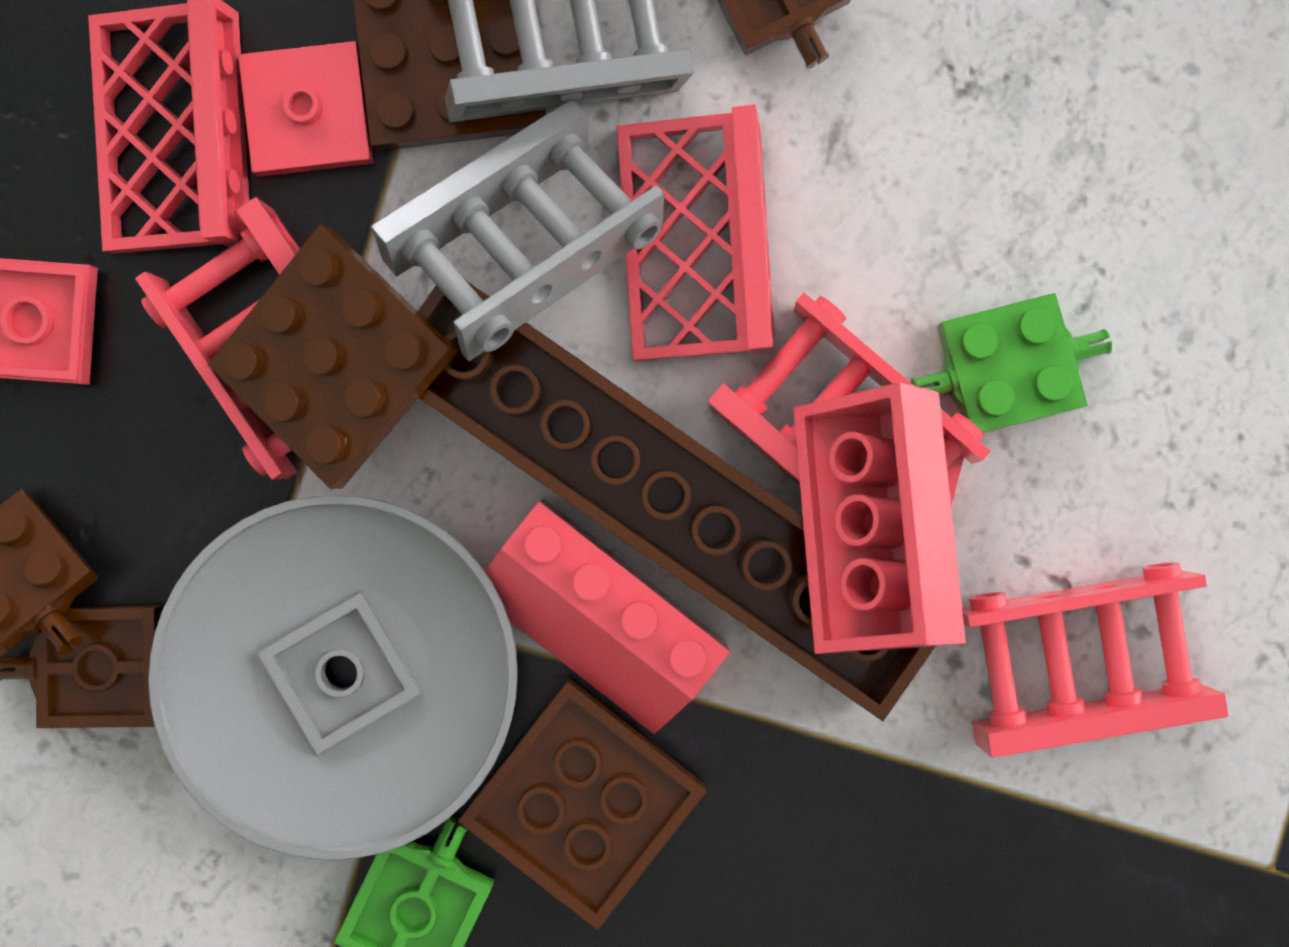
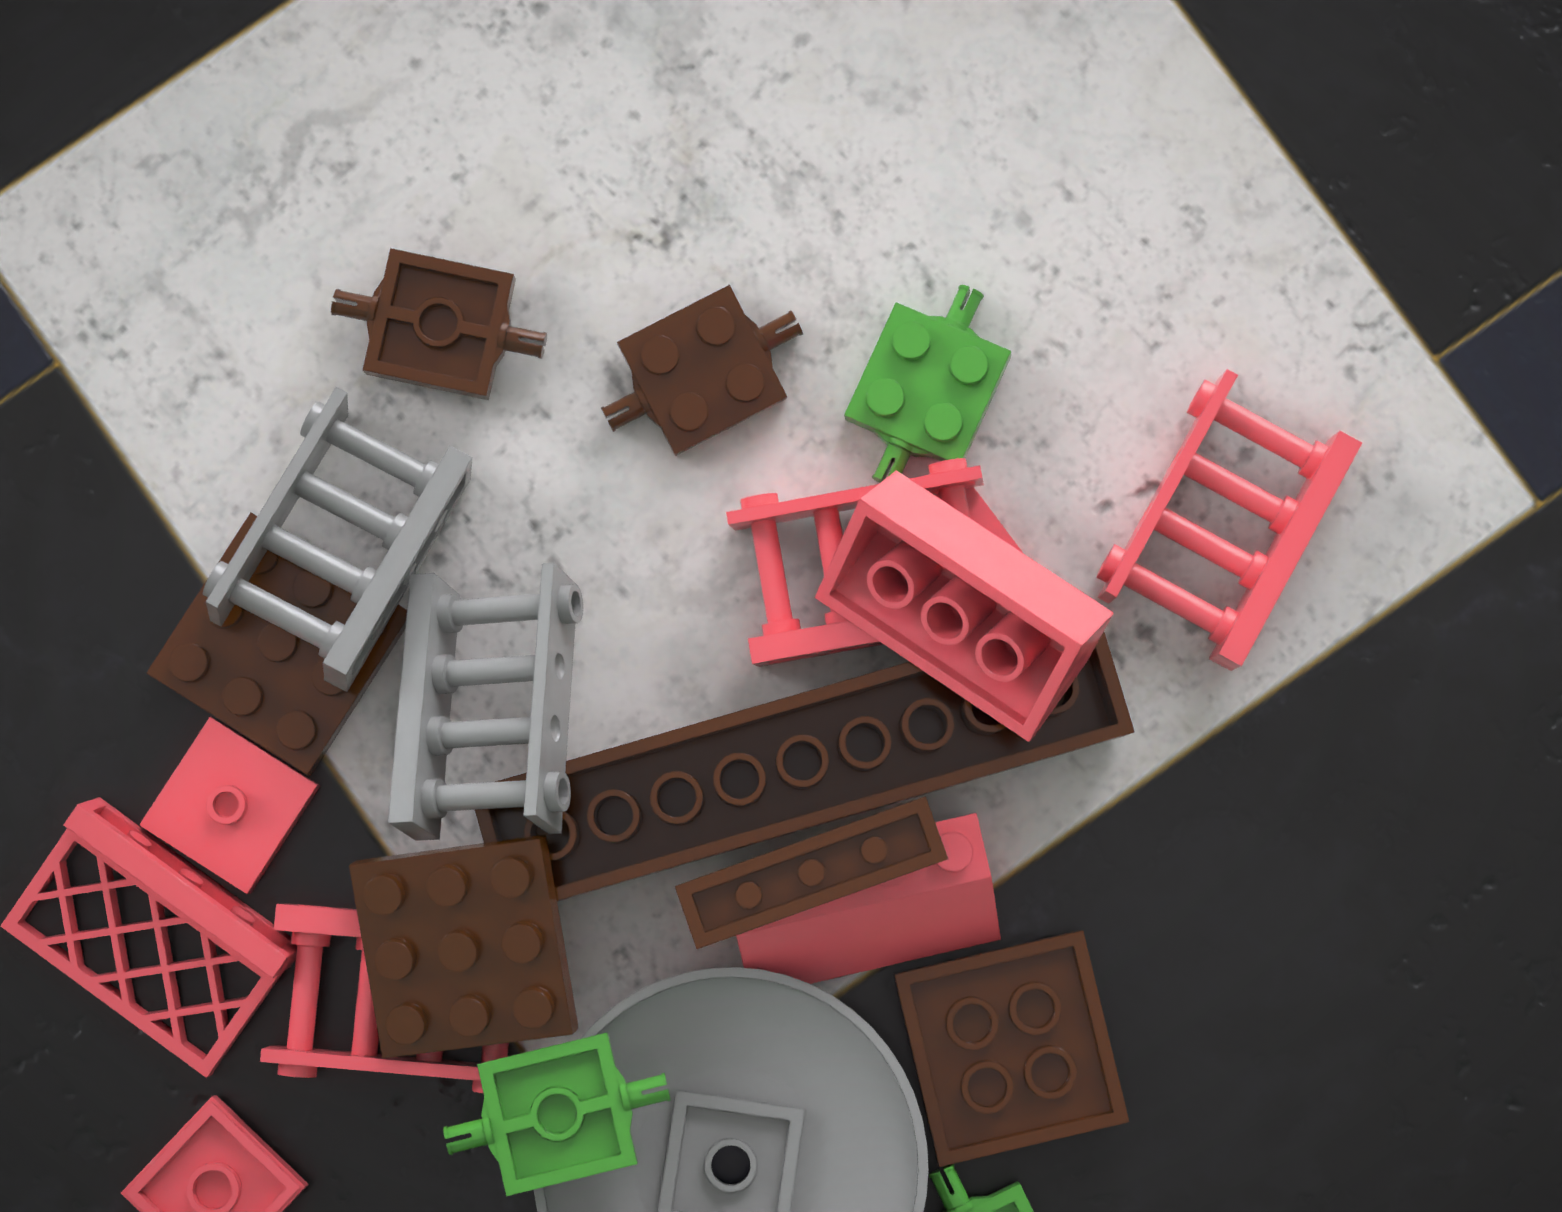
camera: 55 degrees left, 5 degrees down
(265, 523) = (557, 1114): none -> bright green plate
(588, 569) = (811, 872): none -> reddish brown plate
(747, 234) = (637, 516): coral fence -> none
(892, 192) = (702, 370): none -> reddish brown plate

